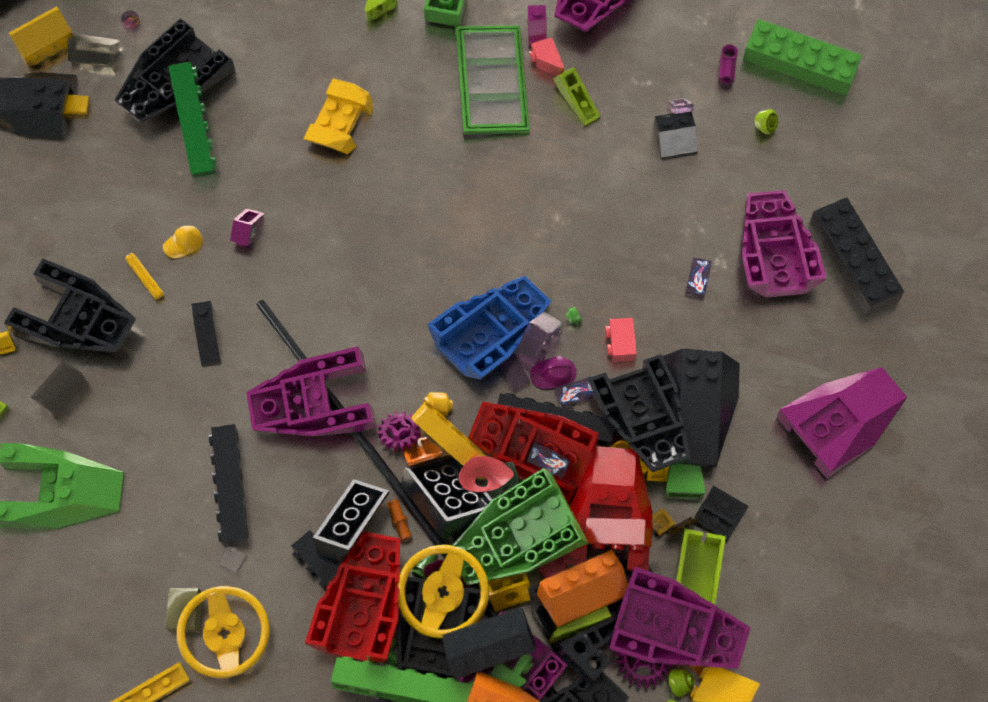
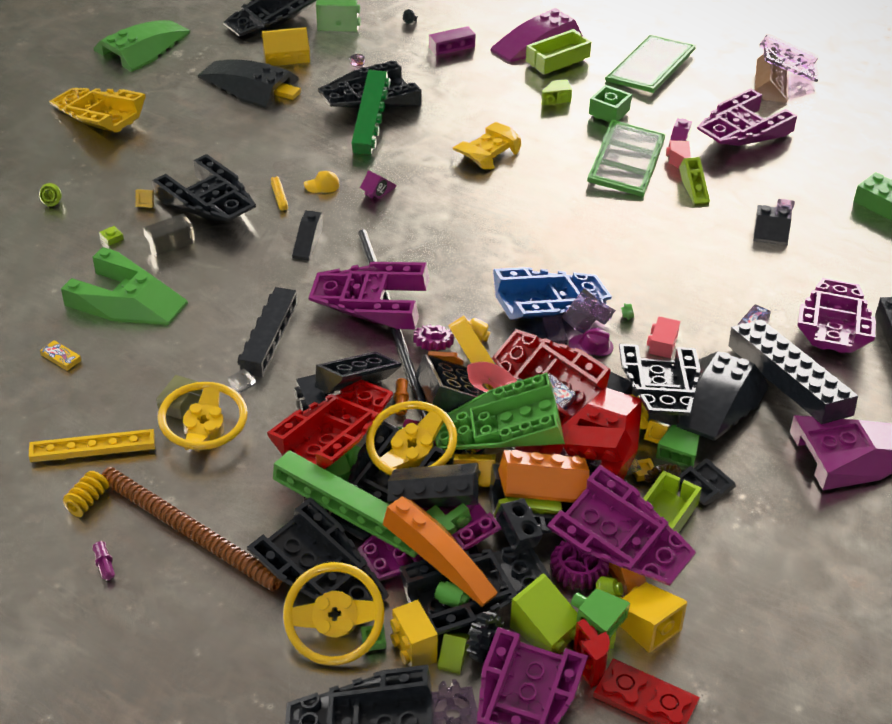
camera: 20 degrees right, 25 degrees down
(32, 599) = (60, 355): none -> yellow tile
(93, 50) = (319, 65): clear smoke piece -> none
(574, 392) = (611, 360): tile -> none
(728, 64) = (837, 196): magenta piece -> none
(760, 350) = (793, 372): none -> black brick
(766, 121) = (859, 237): lime cone -> none

